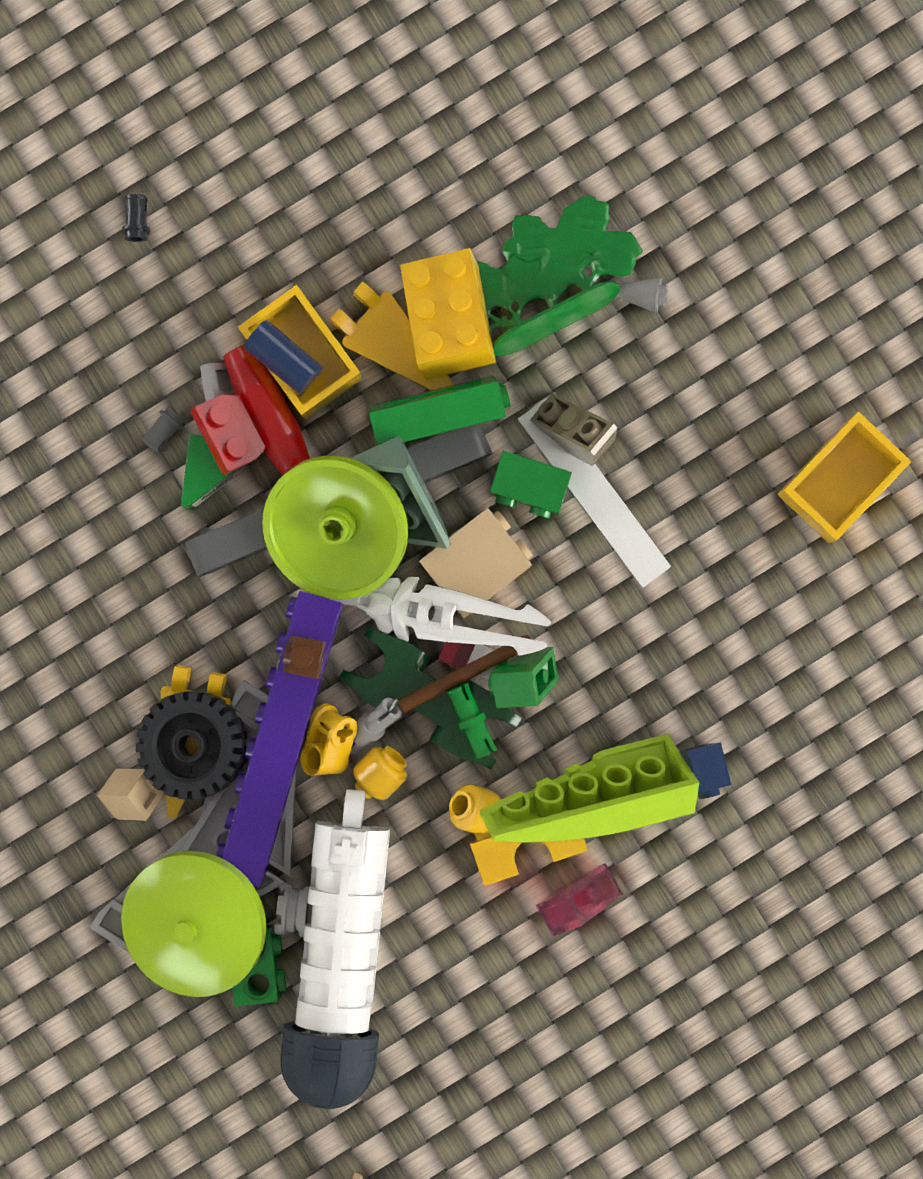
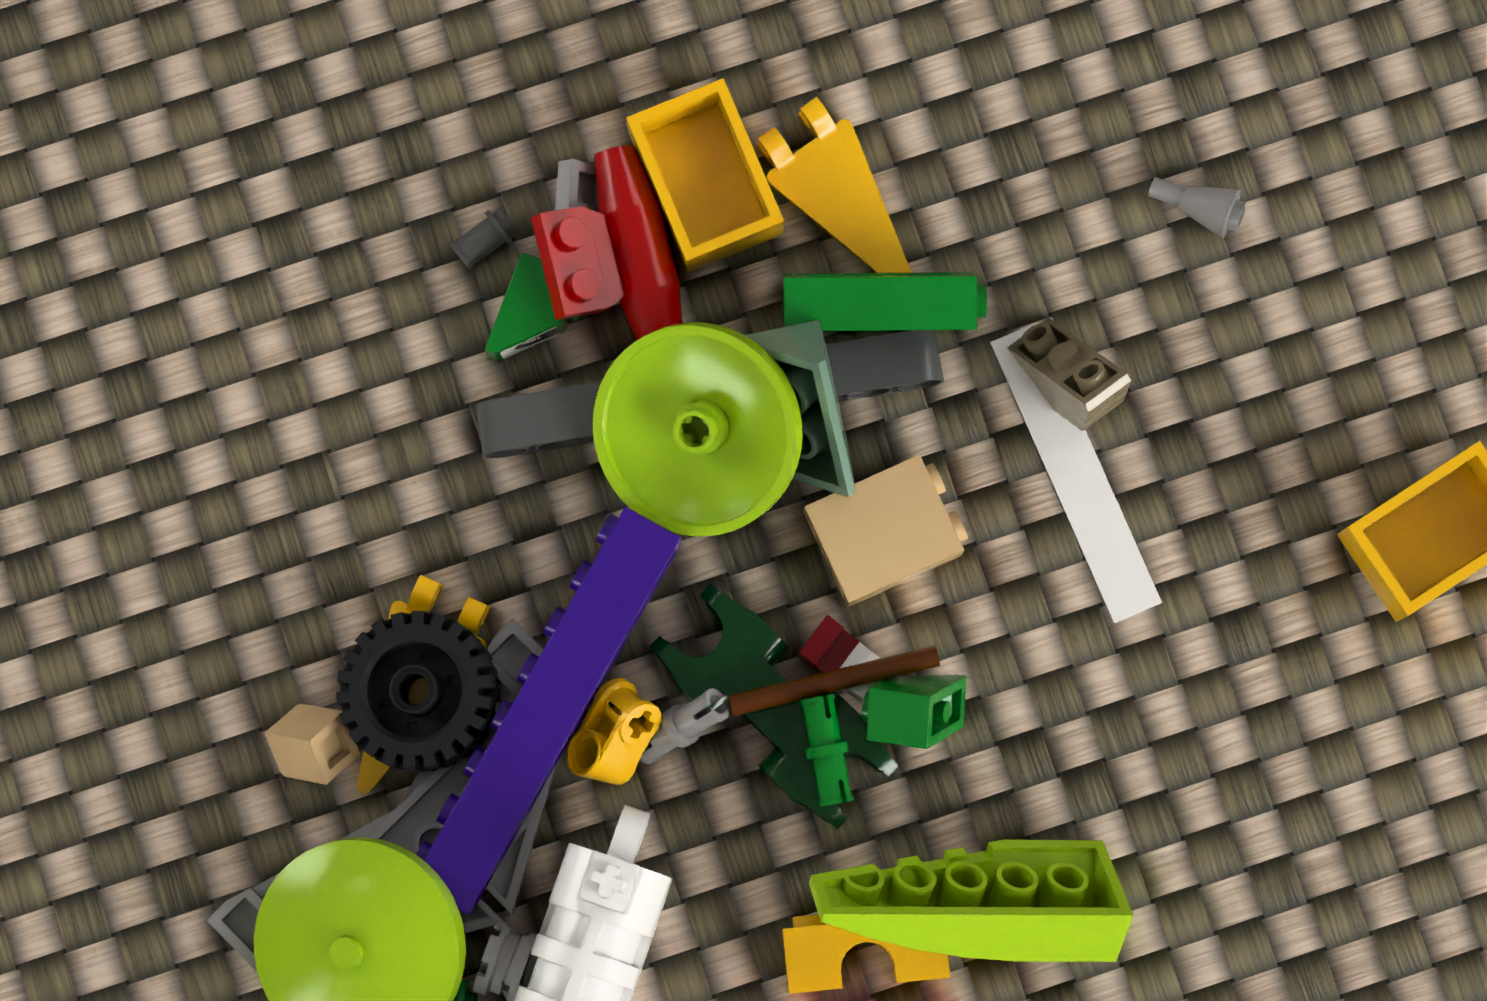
camera: 10 degrees right, 5 degrees down
(283, 357) = (680, 173): dark blue brick -> none
(304, 657) = (611, 599): reddish brown brick -> none
(380, 772) = (677, 796): yellow head -> none
(397, 606) = (758, 564): white sword -> none
(447, 313) = (926, 169): yellow piece -> none
(466, 807) = (788, 878): yellow head -> none
(530, 484) = (987, 437): green brick -> none
(546, 262) = (1074, 135): green plant -> none
(709, 768) = (1153, 901): dark blue brick -> none

